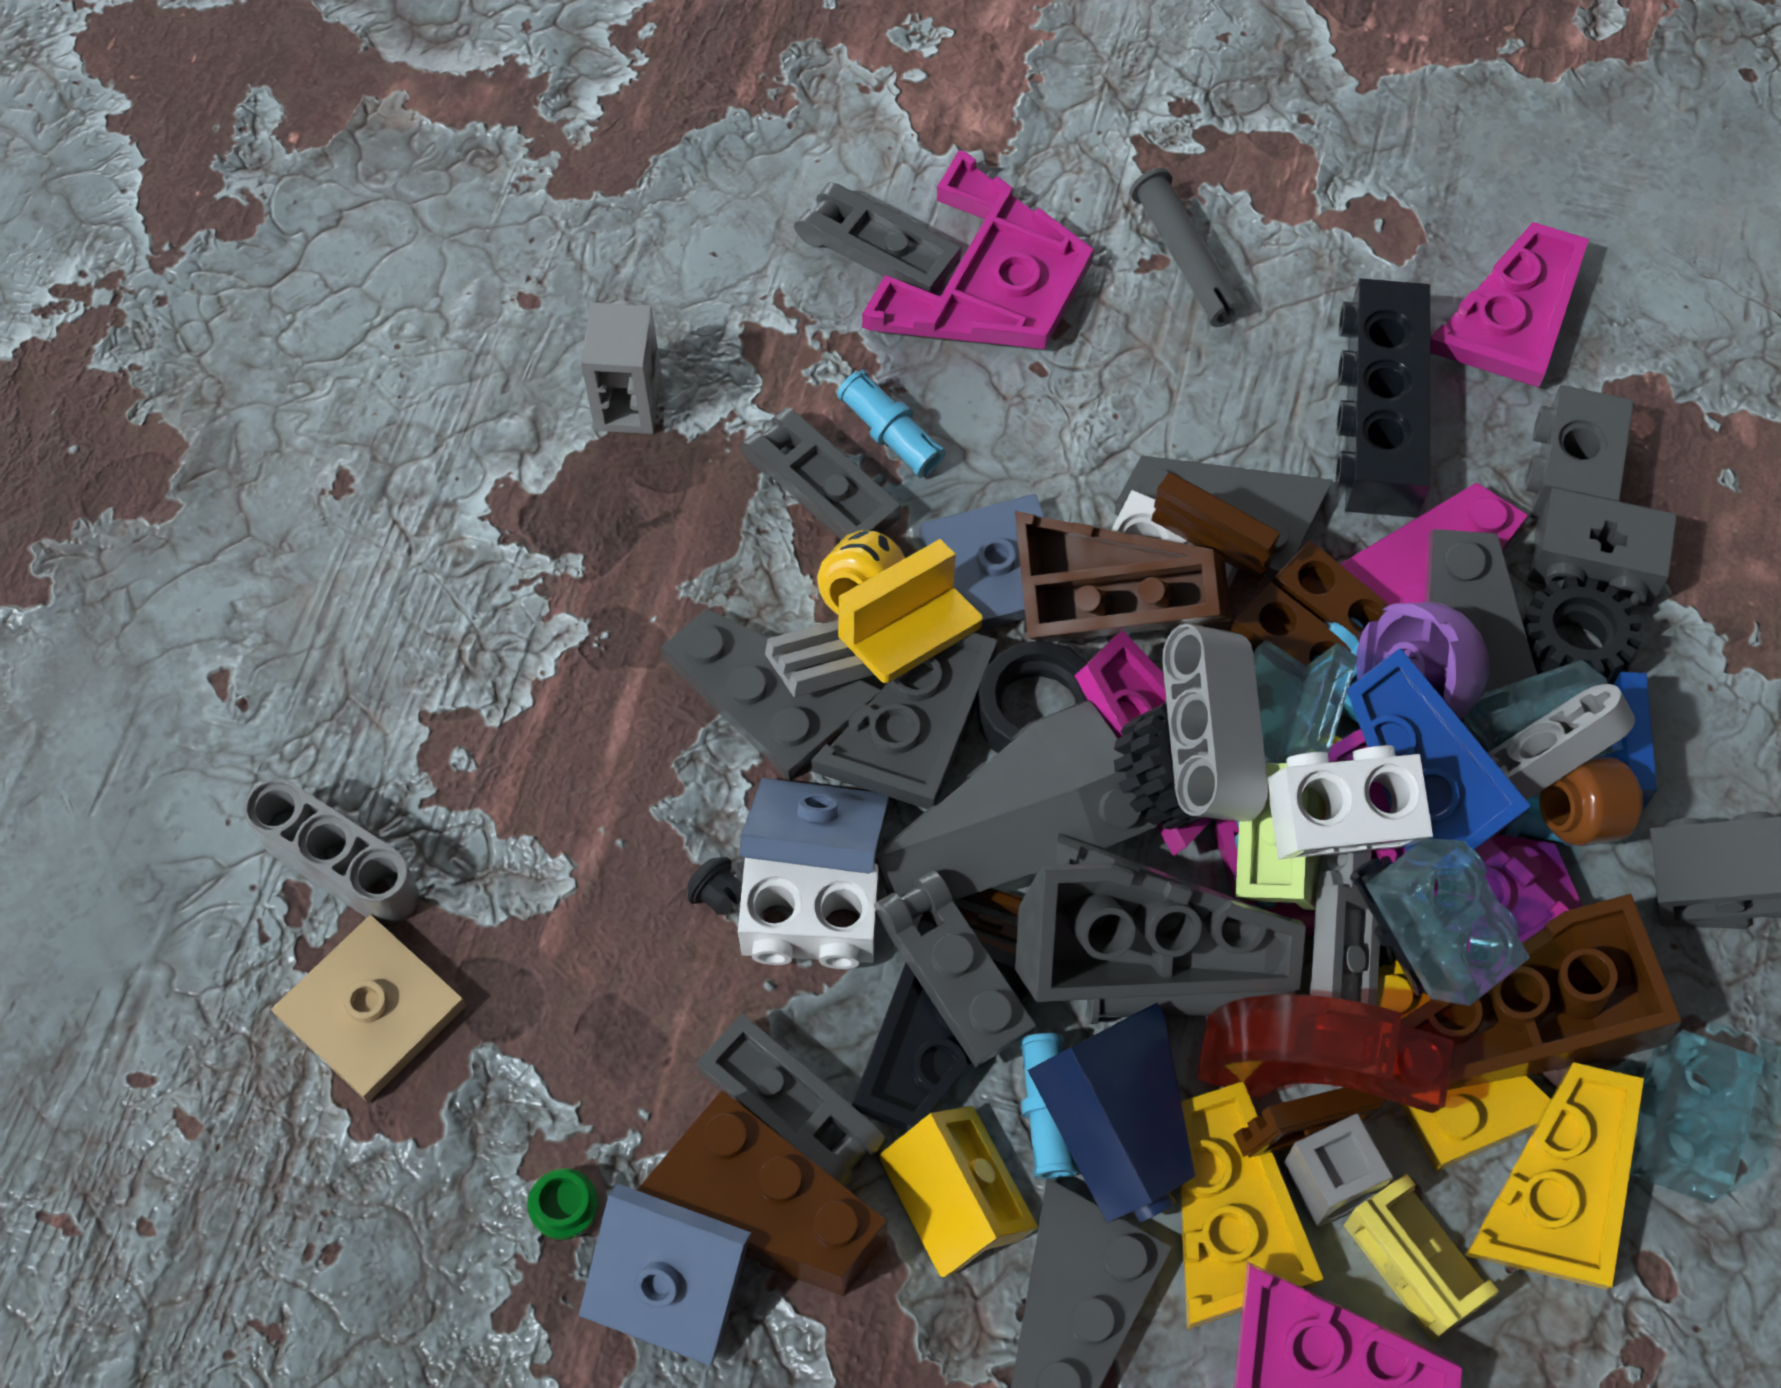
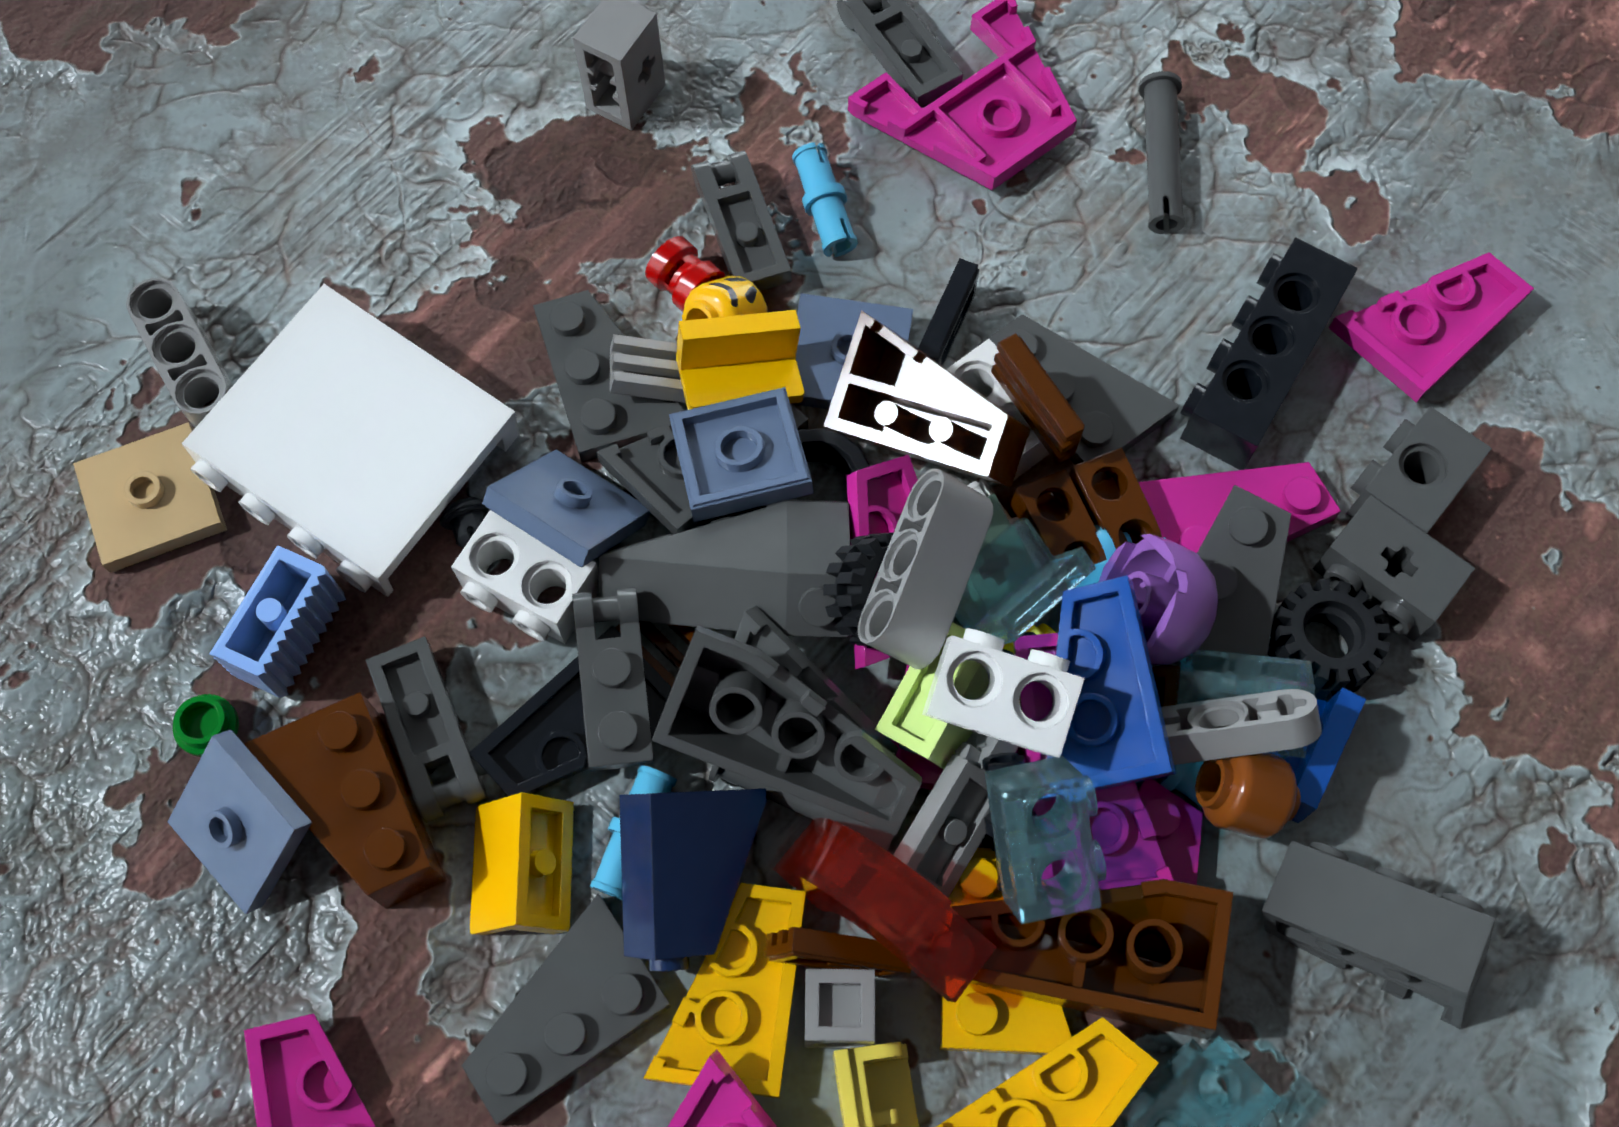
camera: 25 degrees right, 5 degrees up
(557, 856) = (348, 438): none -> white panel
(591, 1064) = (278, 622): none -> light blue brick
(794, 552) = (679, 270): none -> red wheel
(959, 699) = (740, 454): none -> sand blue plate
(1075, 476) = (950, 311): none -> black tile

